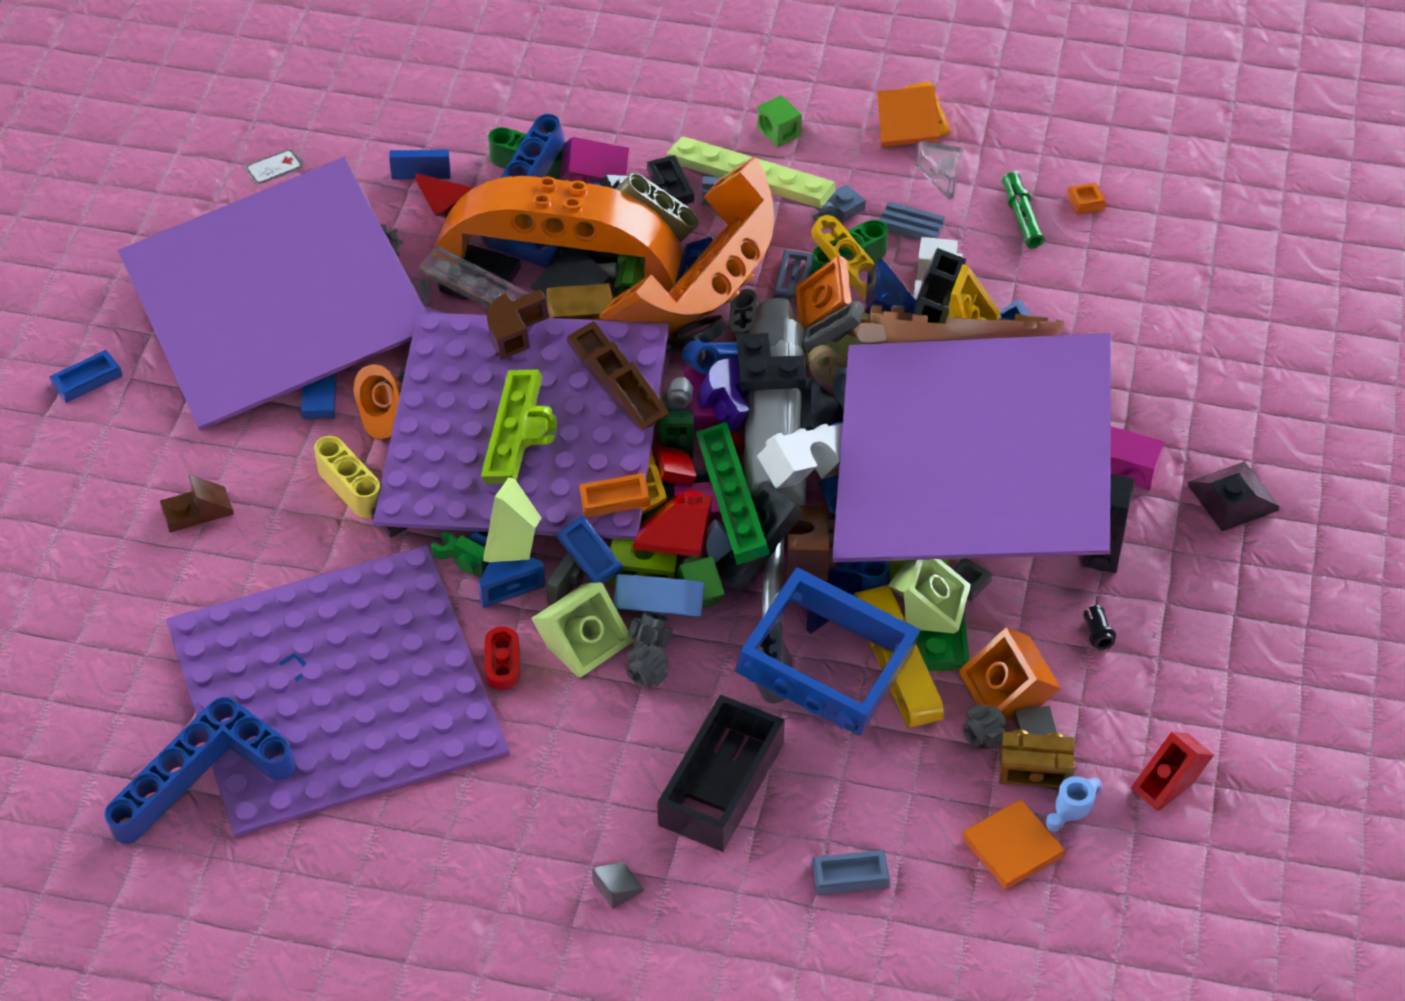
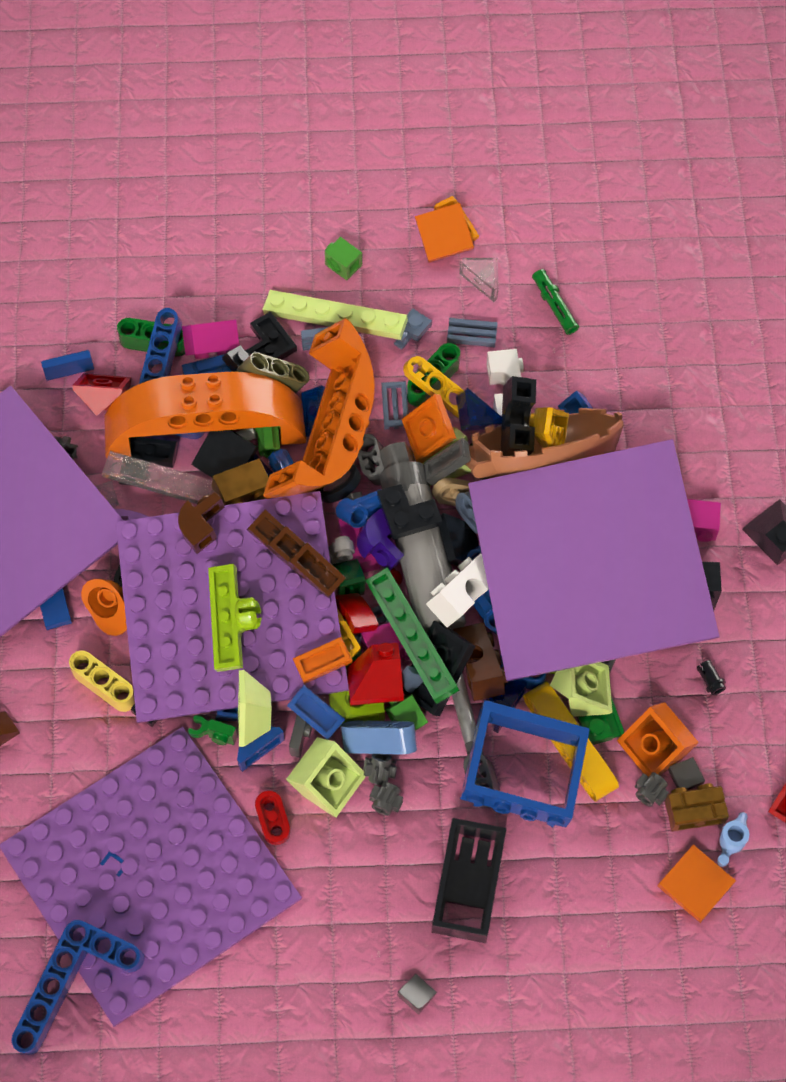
camera: 15 degrees left, 15 degrees up
(850, 872) = (585, 938): sand blue tile -> none
(1086, 198) = (600, 278): orange tile -> none

